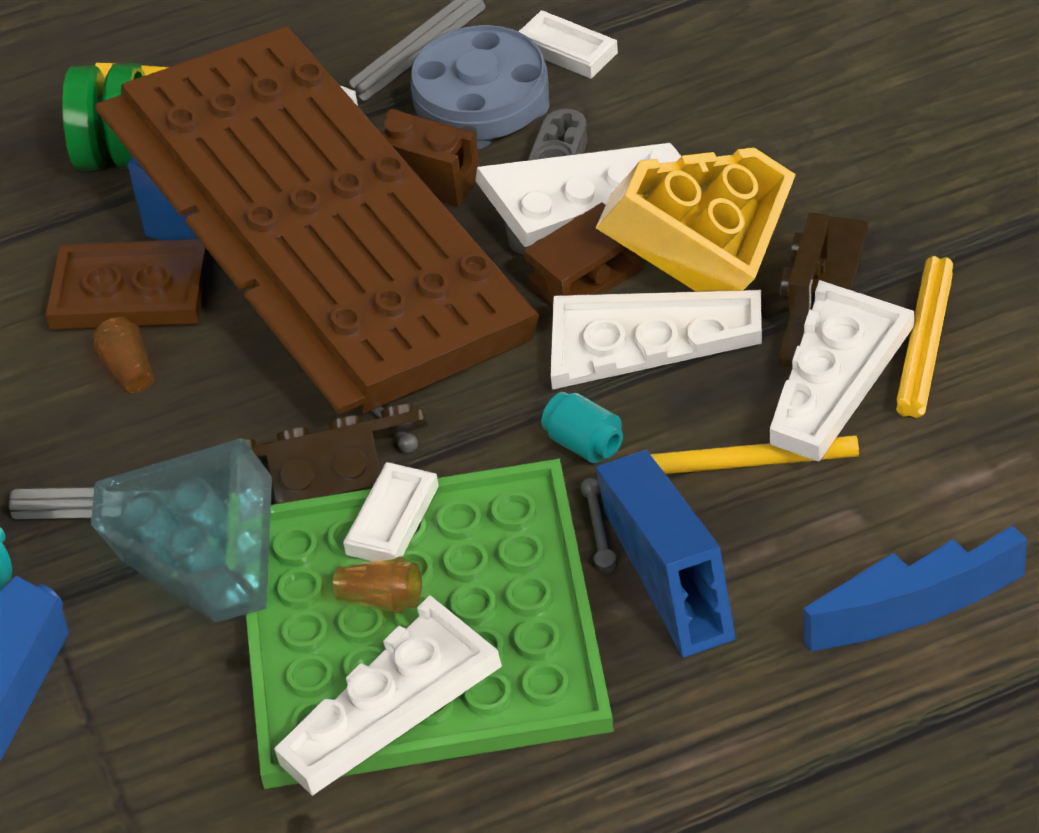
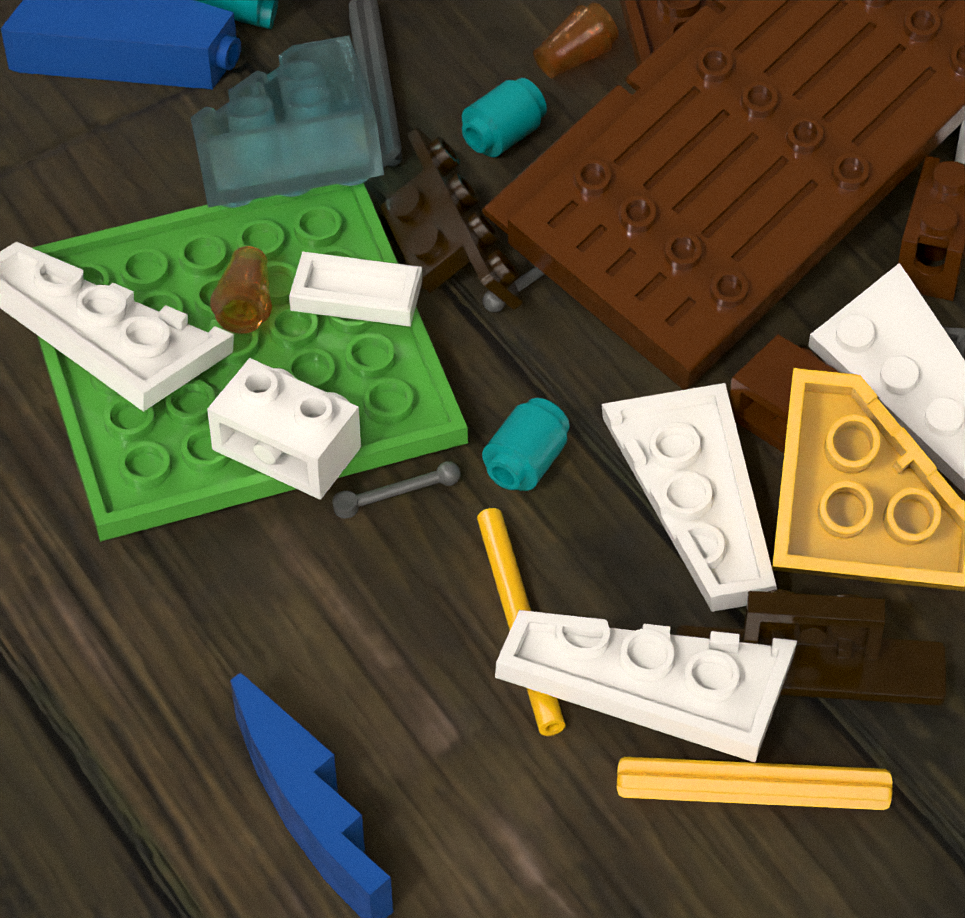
camera: 75 degrees right, 5 degrees up
(204, 409) = (503, 116): none -> teal brick
(552, 560) = (285, 428): none -> white brick
(669, 552) = (334, 537): blue slope -> none

